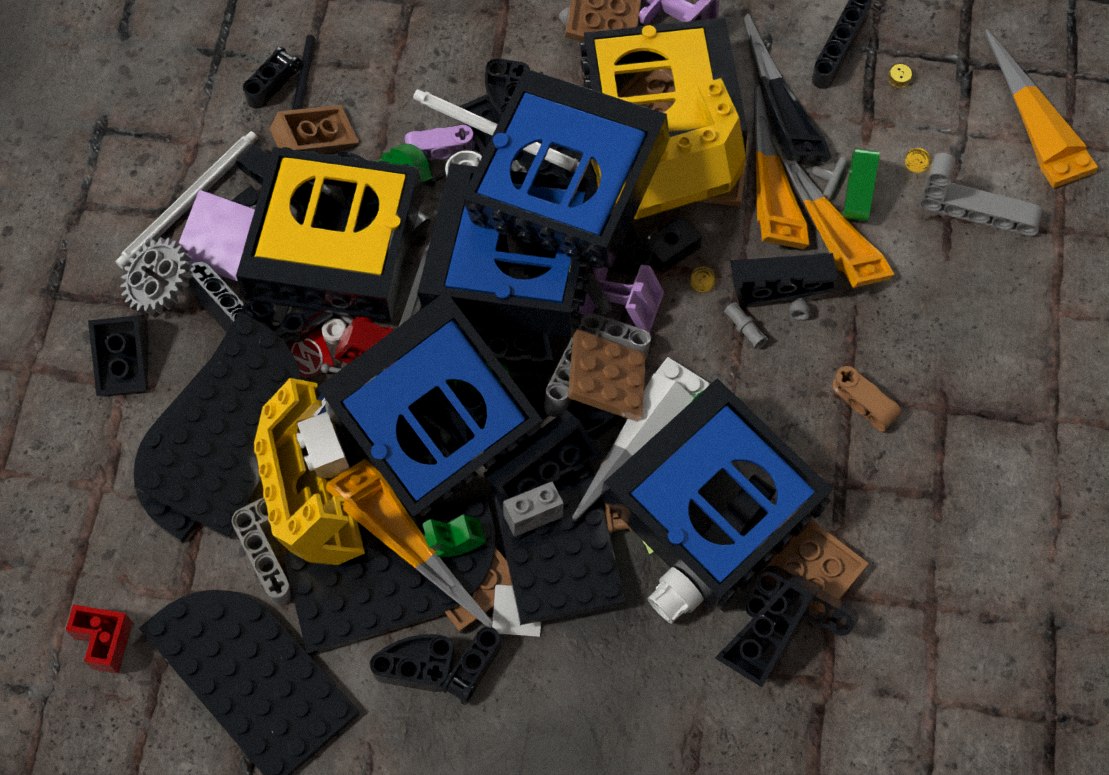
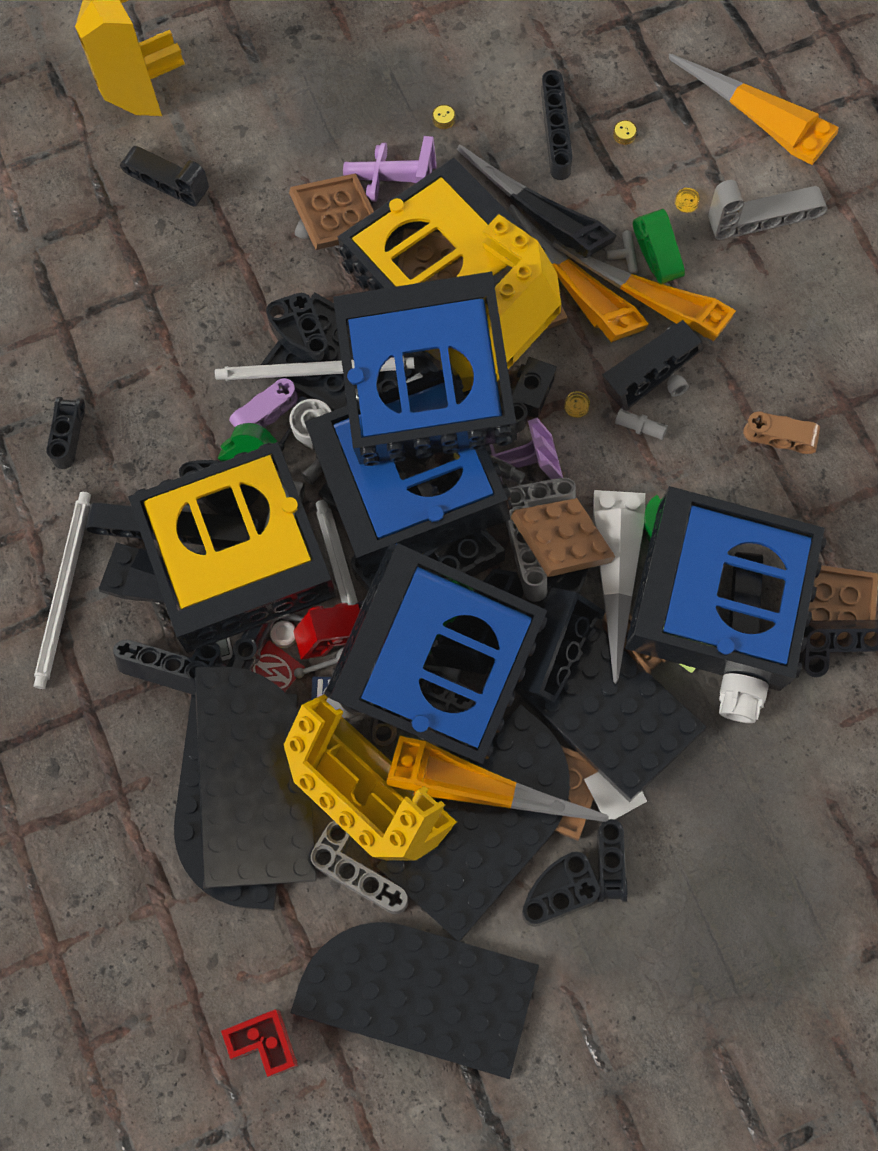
camera: 30 degrees left, 5 degrees up
(119, 354) = (99, 771): black slope -> none
(167, 260) = (83, 703): light grey gear -> none
(217, 233) = (117, 606): lavender piece -> none
(304, 72) = (94, 413): black bar -> none
(314, 129) = (141, 461): medium nougat slope -> none
(323, 446) = (360, 747): white slope -> none
(454, 537) = (526, 758): green brick -> none
(533, 509) = (578, 693): light grey brick -> none
(766, 637) = (846, 682): black wedge -> none

